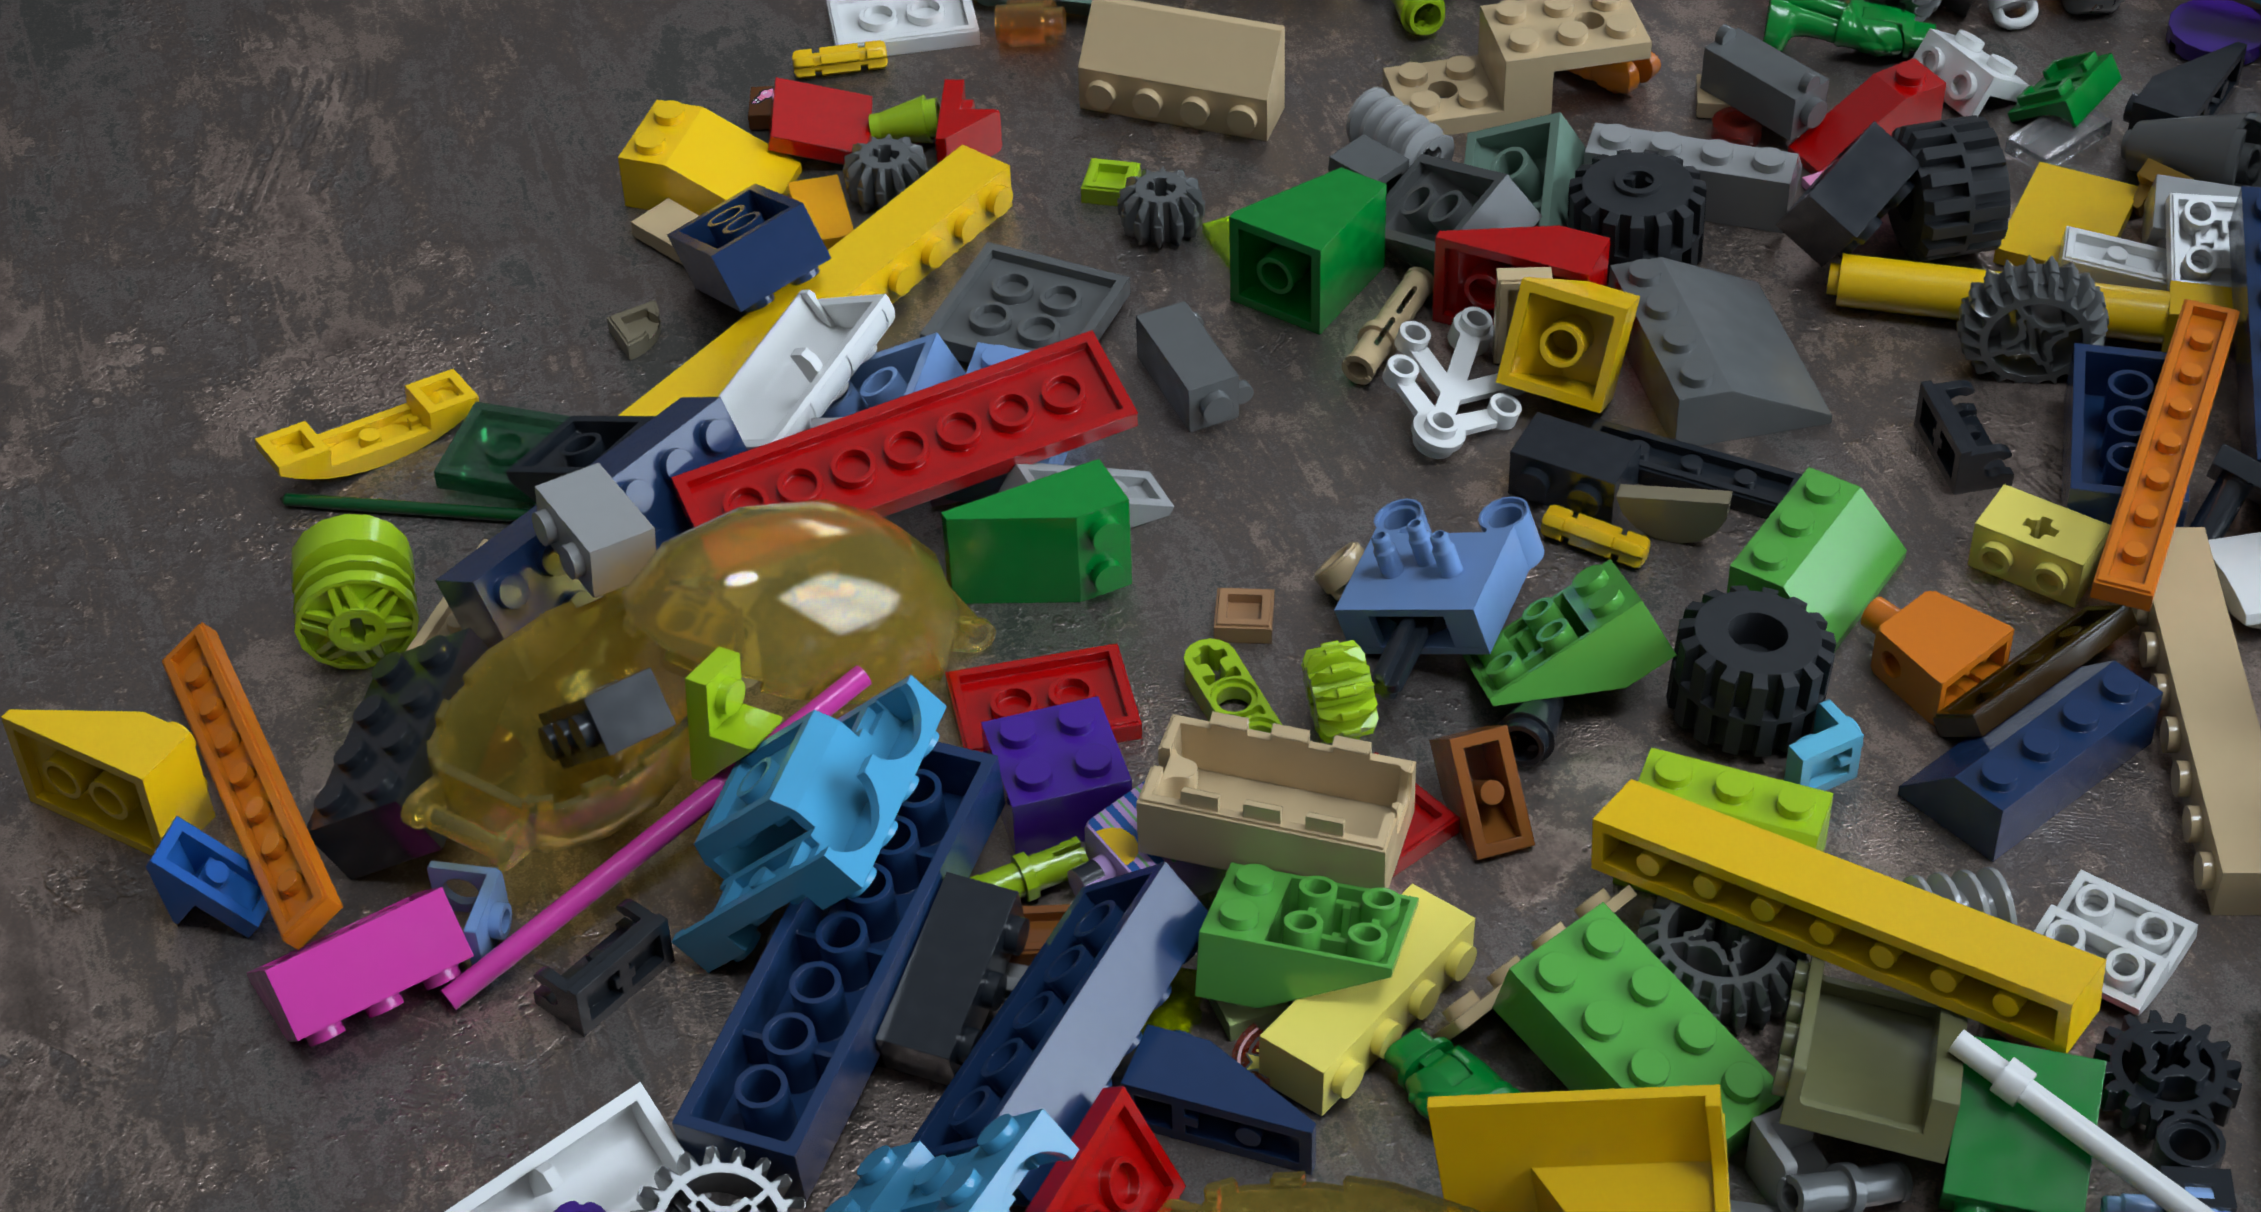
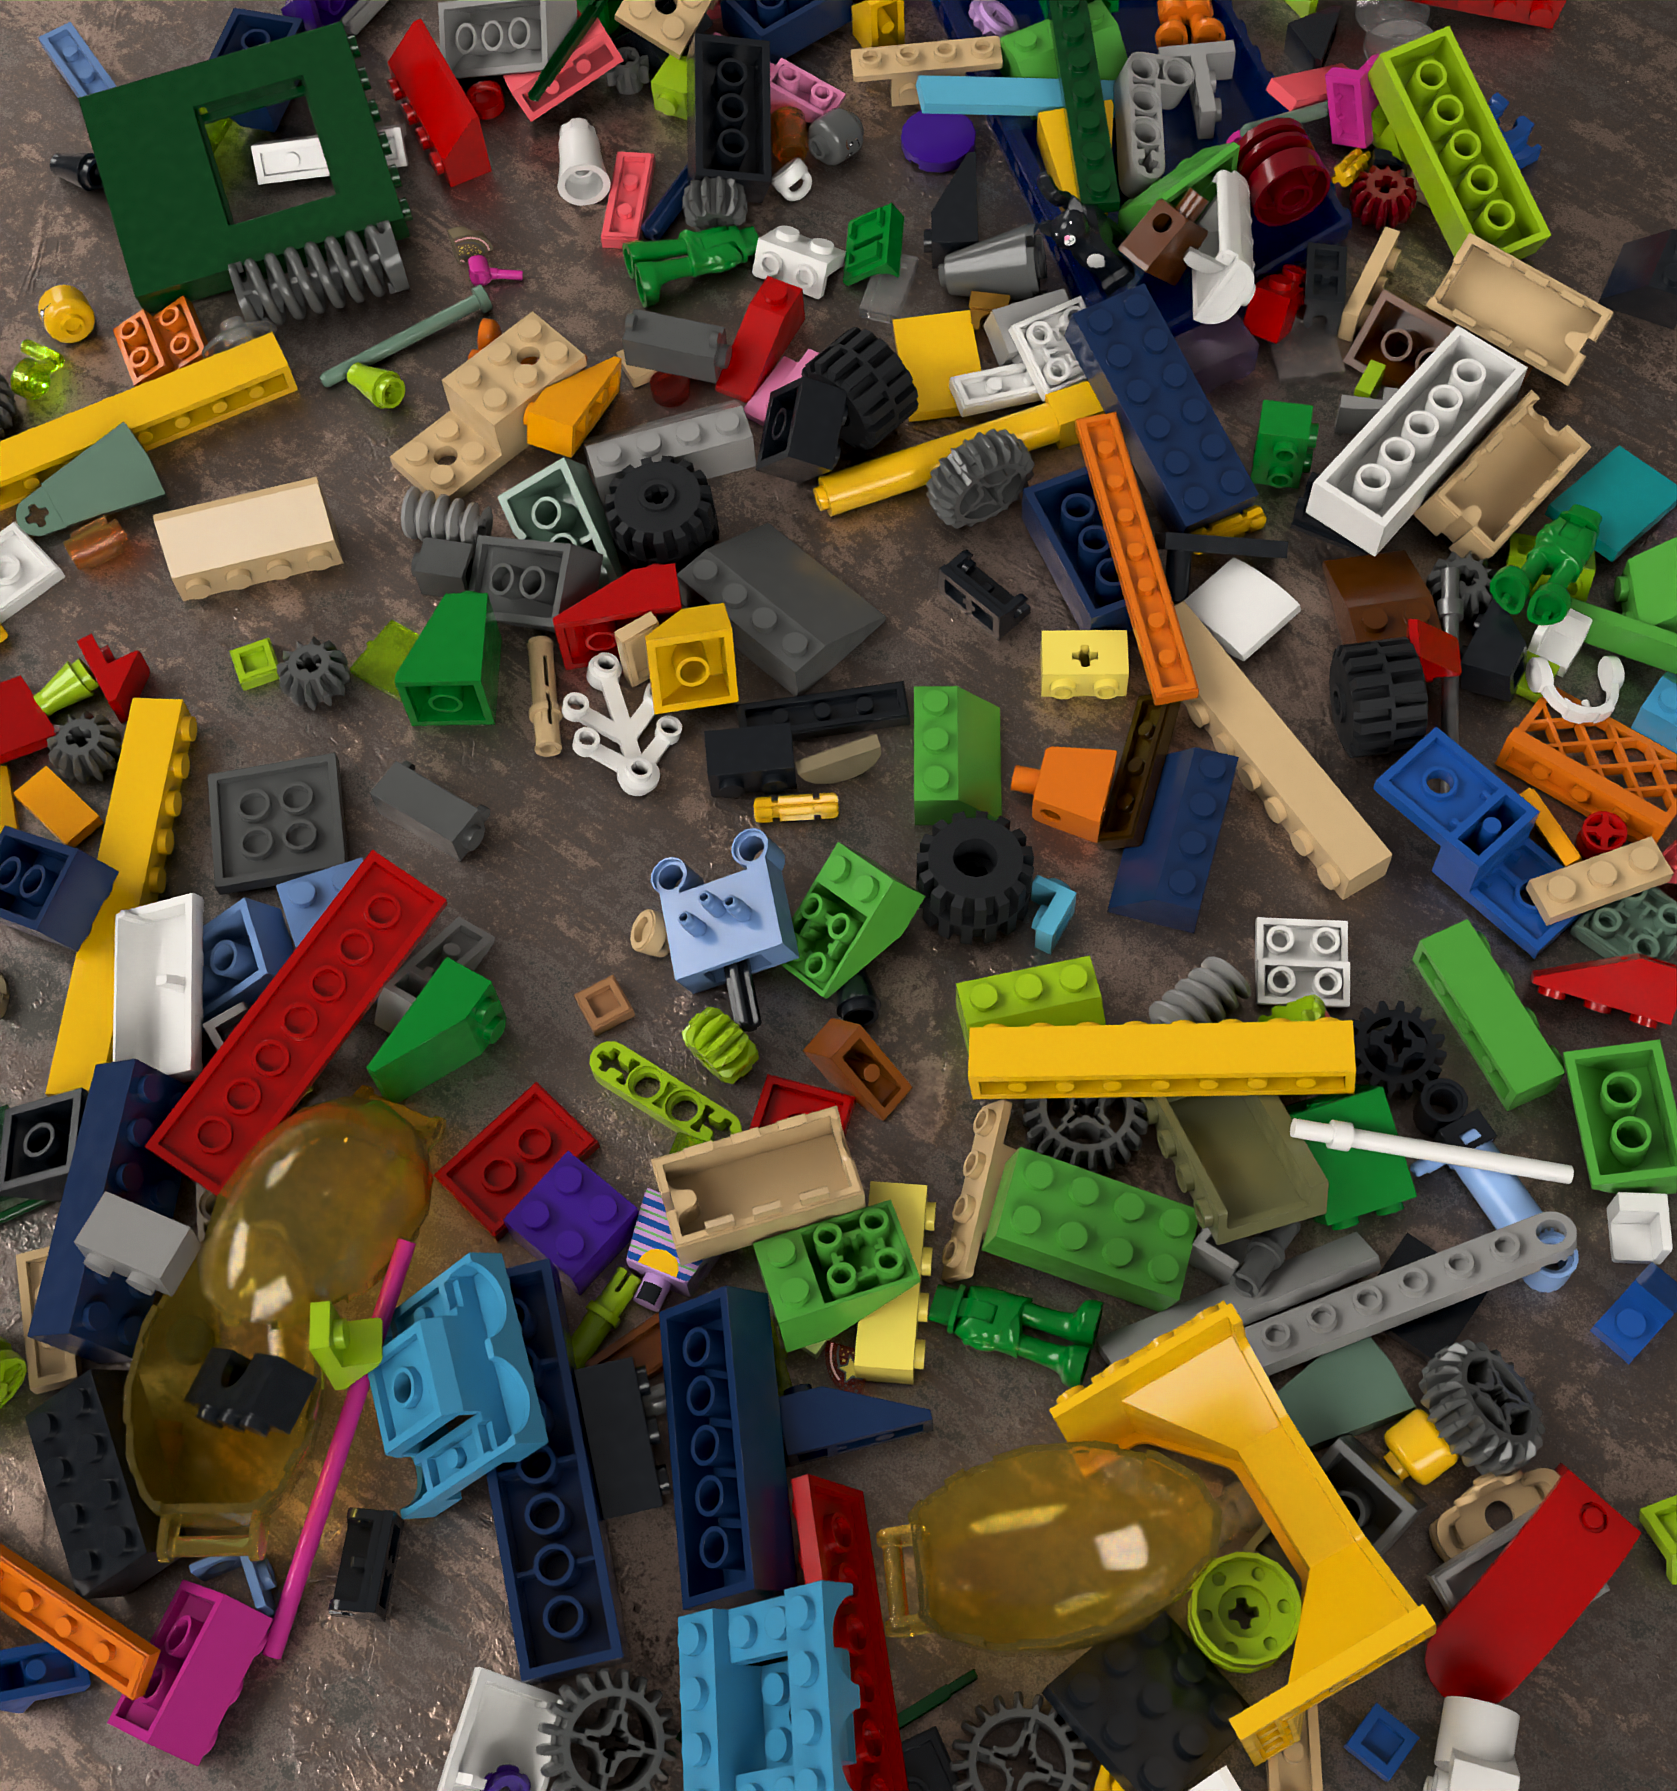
camera: 30 degrees left, 20 degrees up
(1612, 89) = (572, 407): none -> light orange slope

